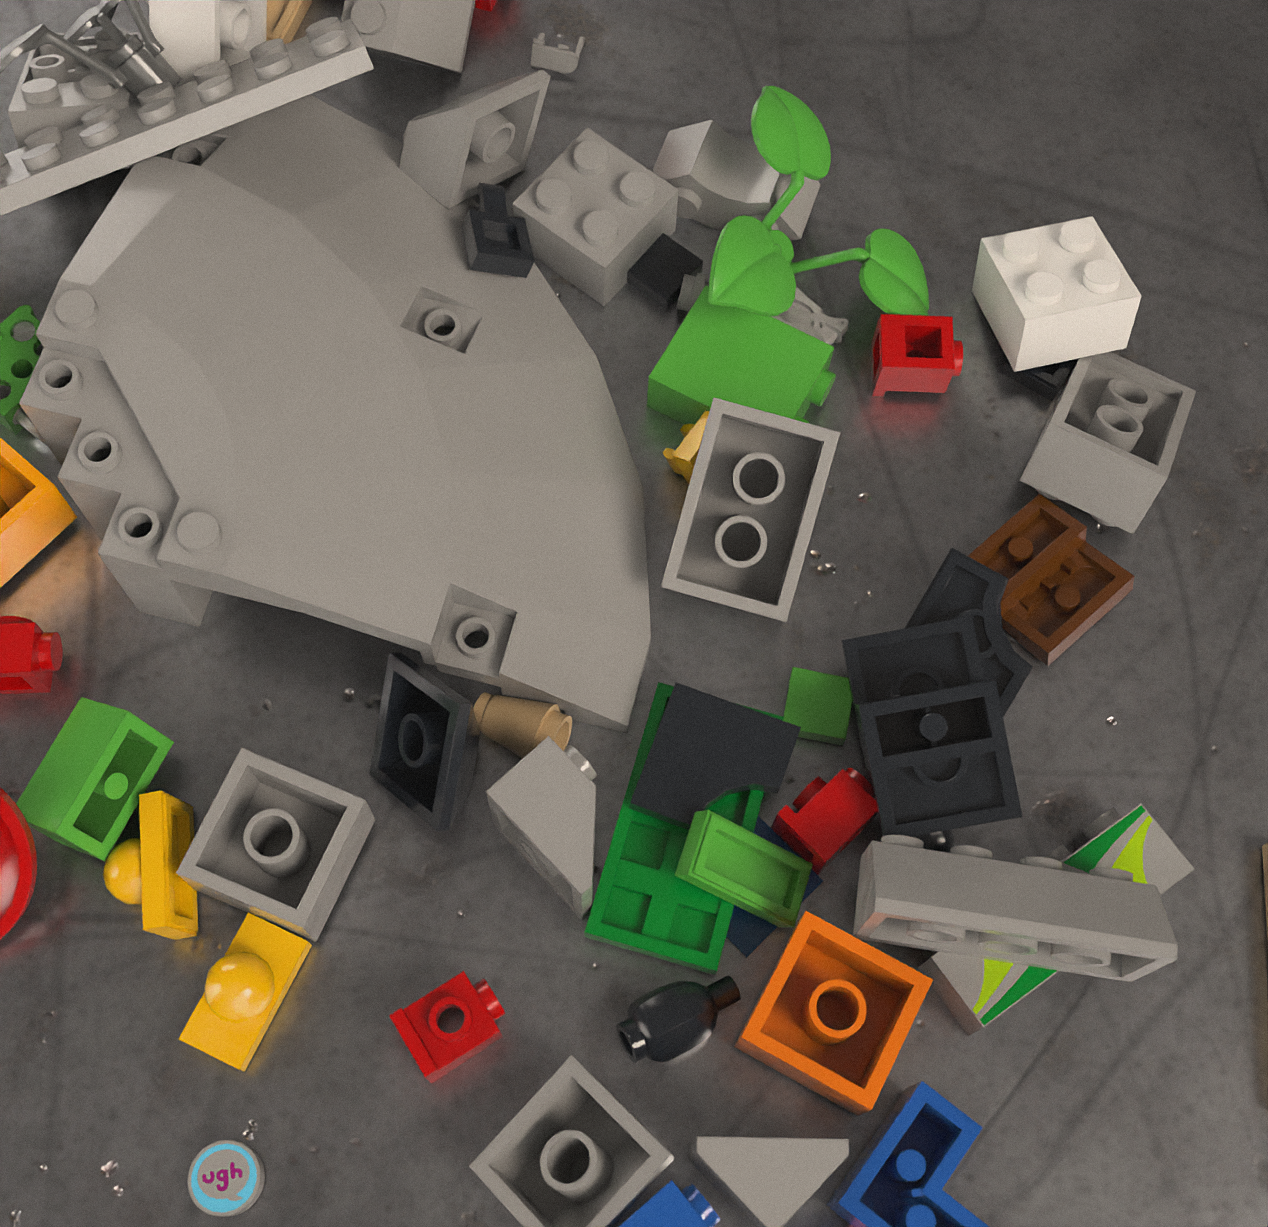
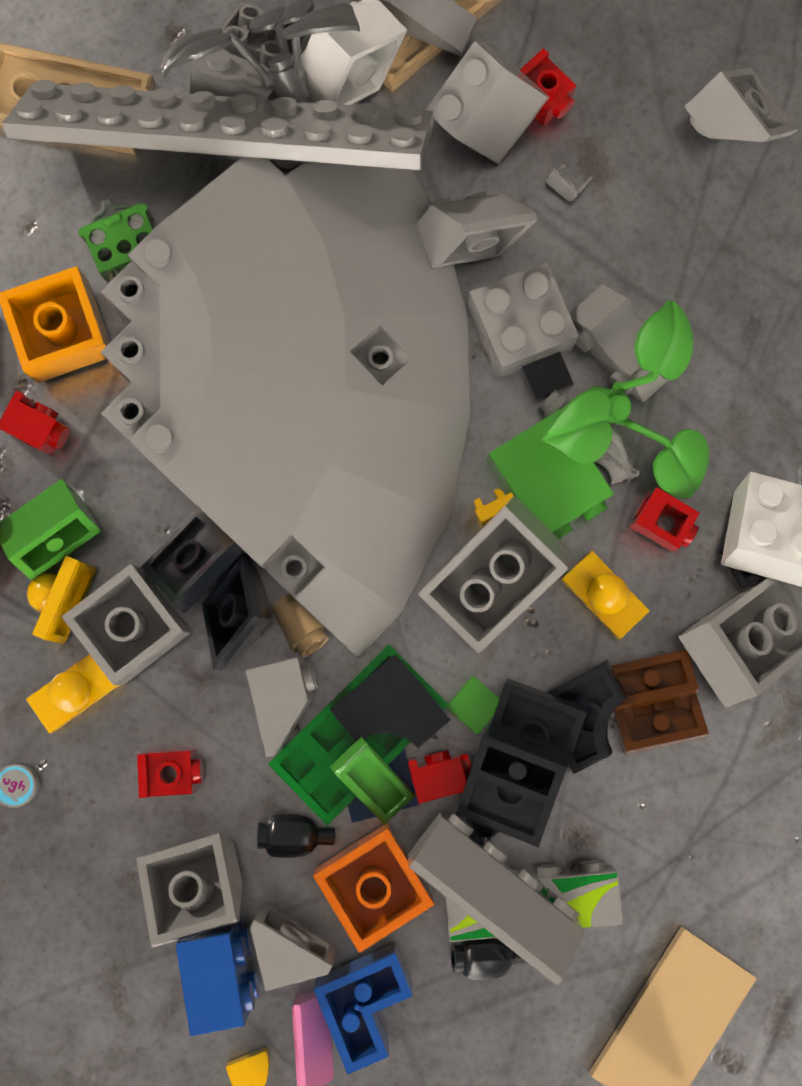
camera: 30 degrees right, 15 degrees up
(327, 706) = (191, 559): none -> black tile
(493, 238) = (446, 309): black plate -> none
(897, 482) = (605, 595): none -> yellow tile
(1042, 1032) = (483, 959): none -> black plant

